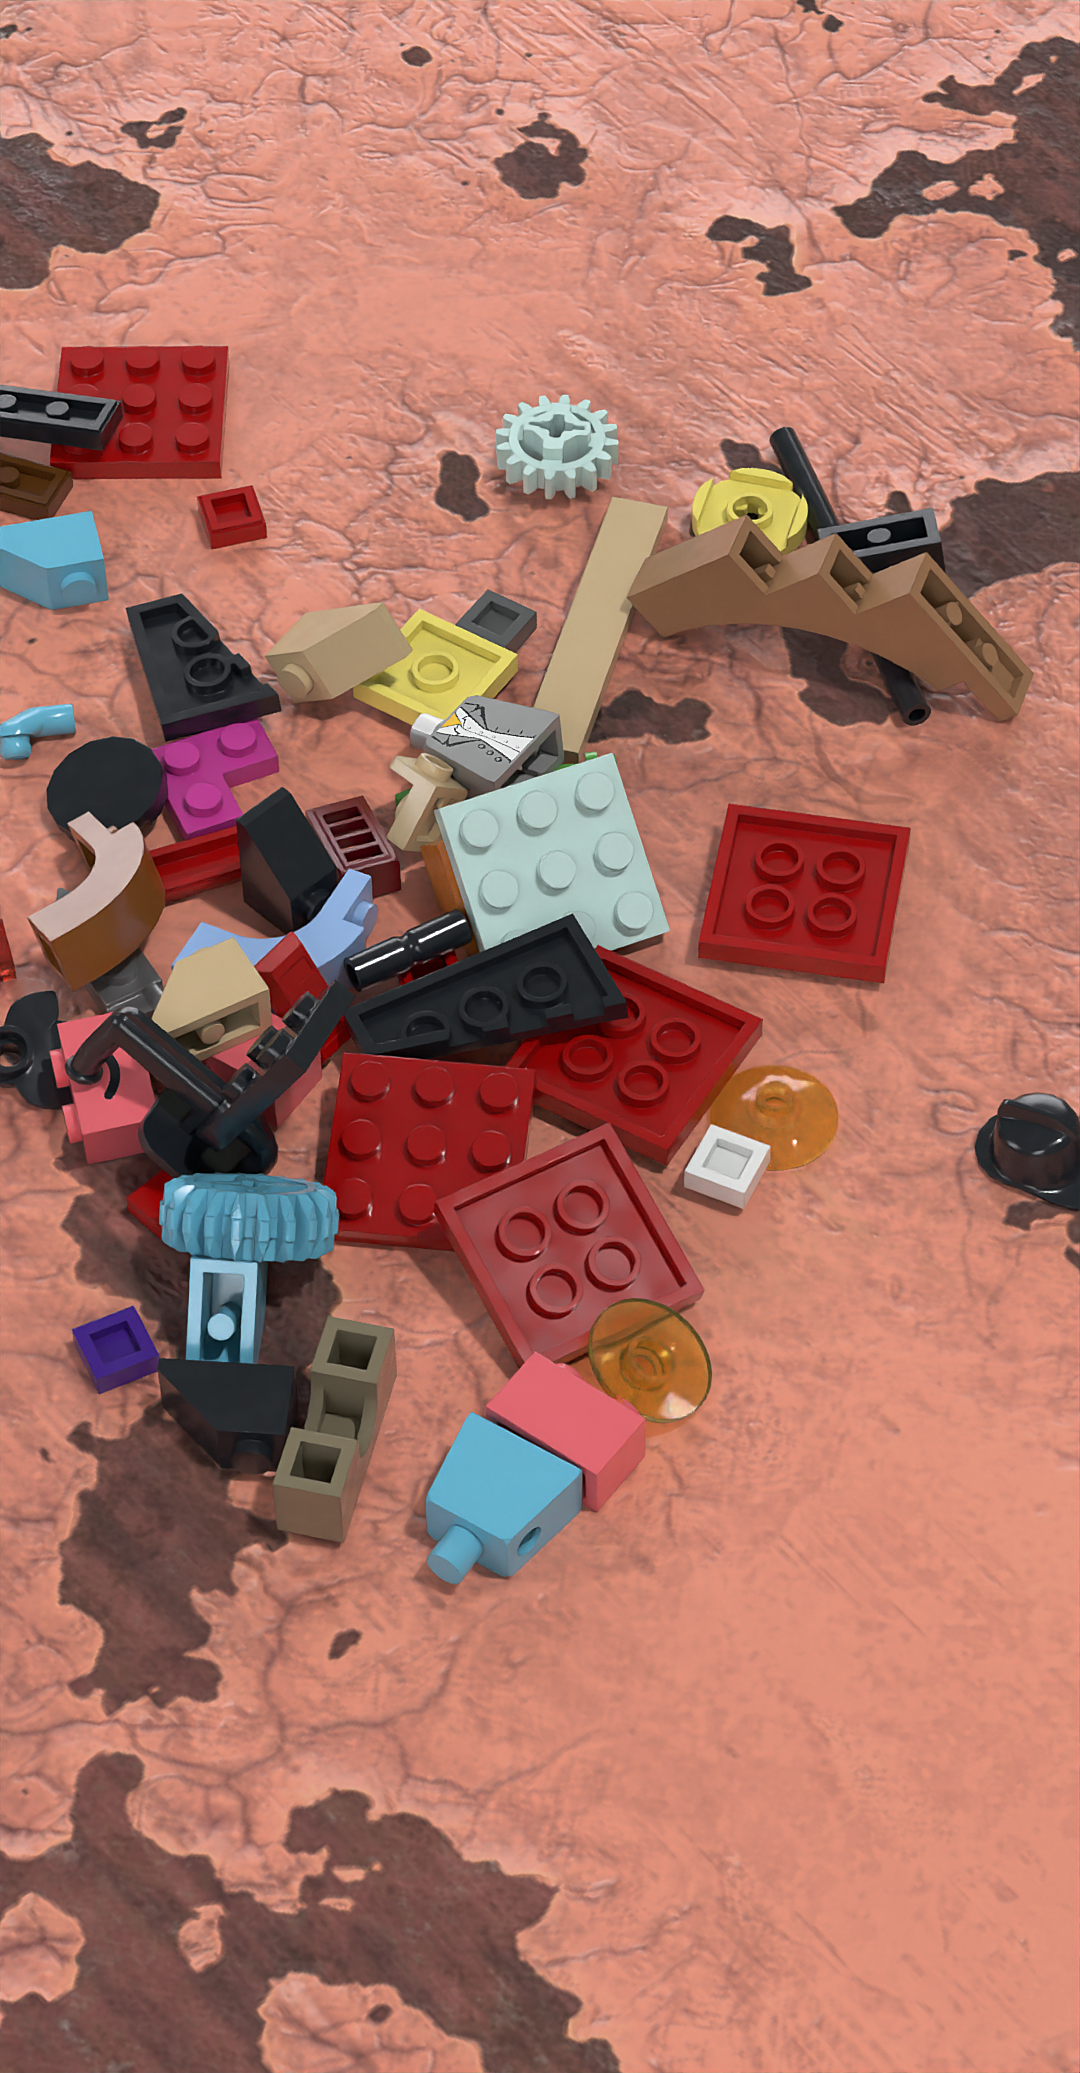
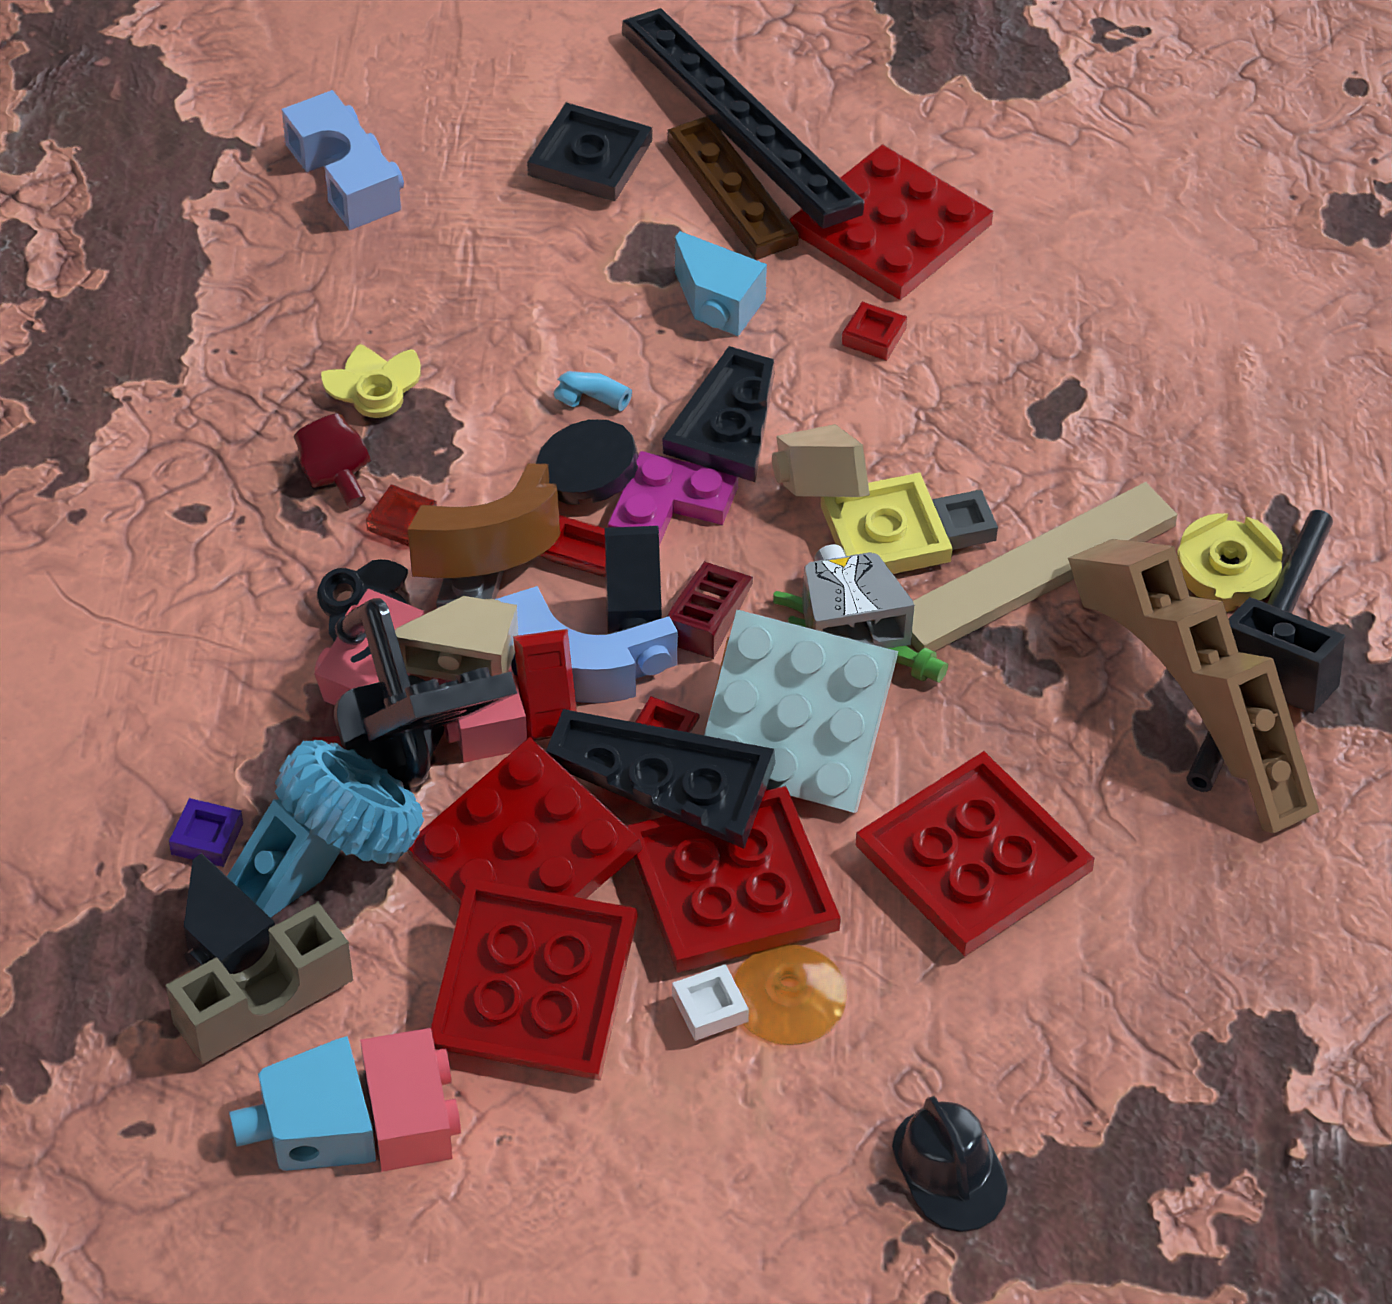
camera: 40 degrees right, 0 degrees up
(402, 952) = (647, 698): black piece -> none
(431, 790) = (779, 597): tan bracket -> none
(557, 446) = (1142, 421): light aqua gear -> none
(650, 1359) = (528, 1075): clear yellow dish -> none

